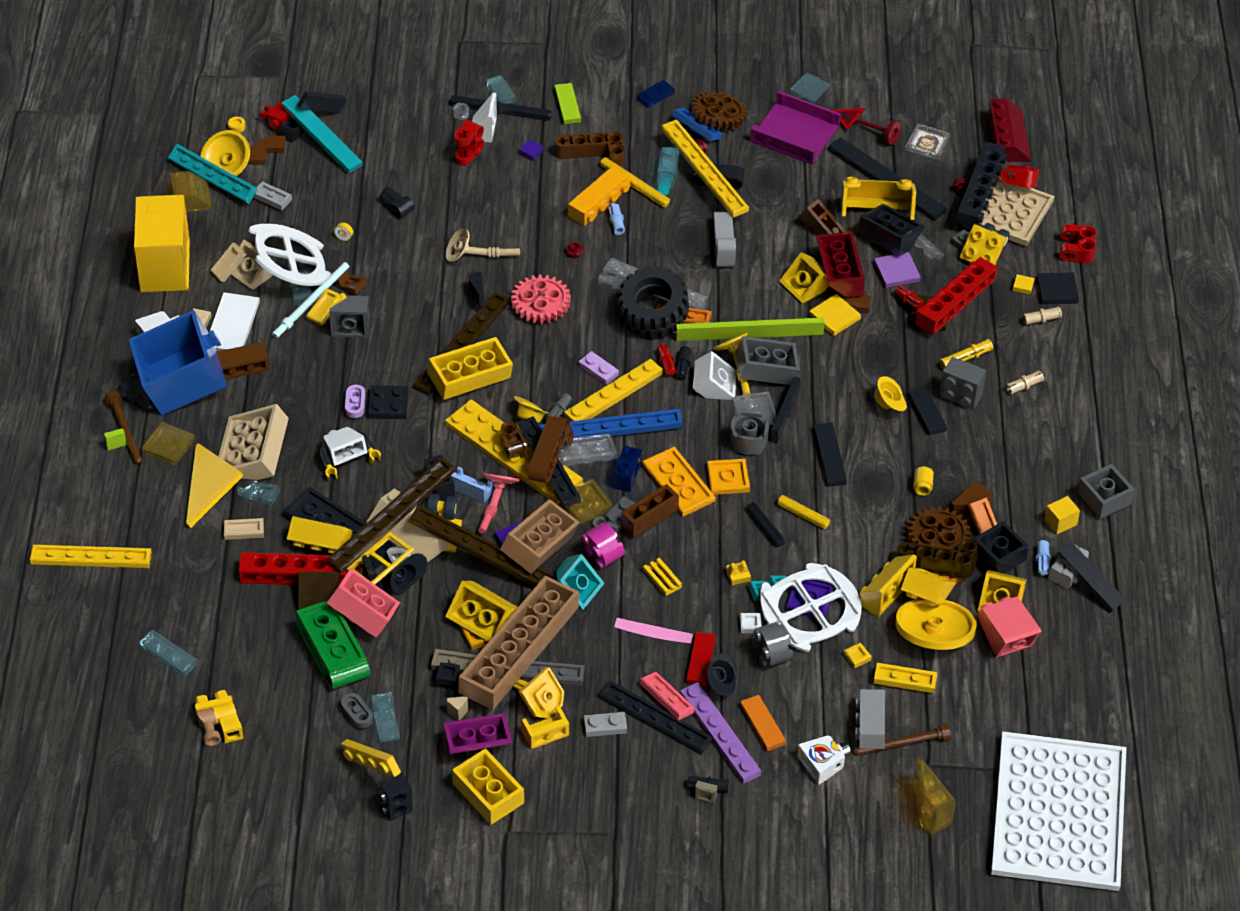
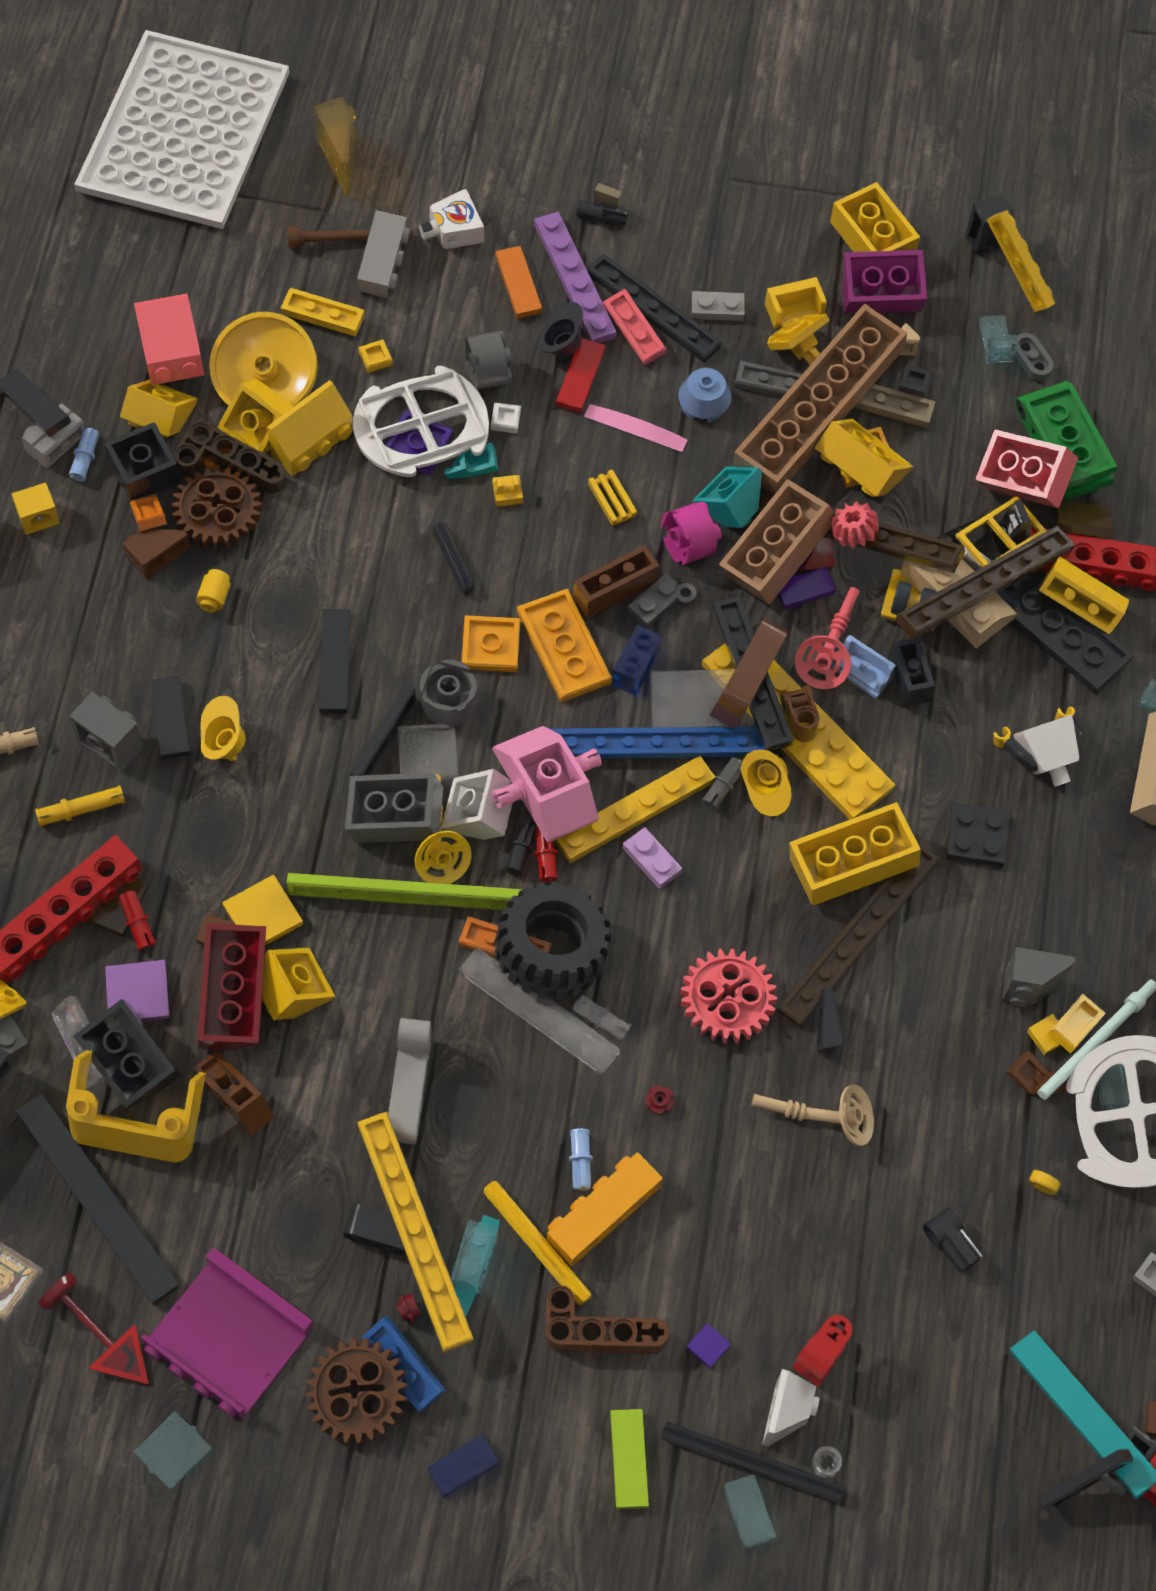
camera: 175 degrees left, 15 degrees up
(355, 401) = (1029, 837): lavender plate -> none
(487, 537) = (854, 525): none -> coral gear
(592, 502) = (696, 621): clear yellow plate -> none
(605, 650) = (705, 395): none -> medium blue cone
(676, 383) = (548, 781): none -> bright pink slope
(803, 512) = (396, 570): yellow axle -> none

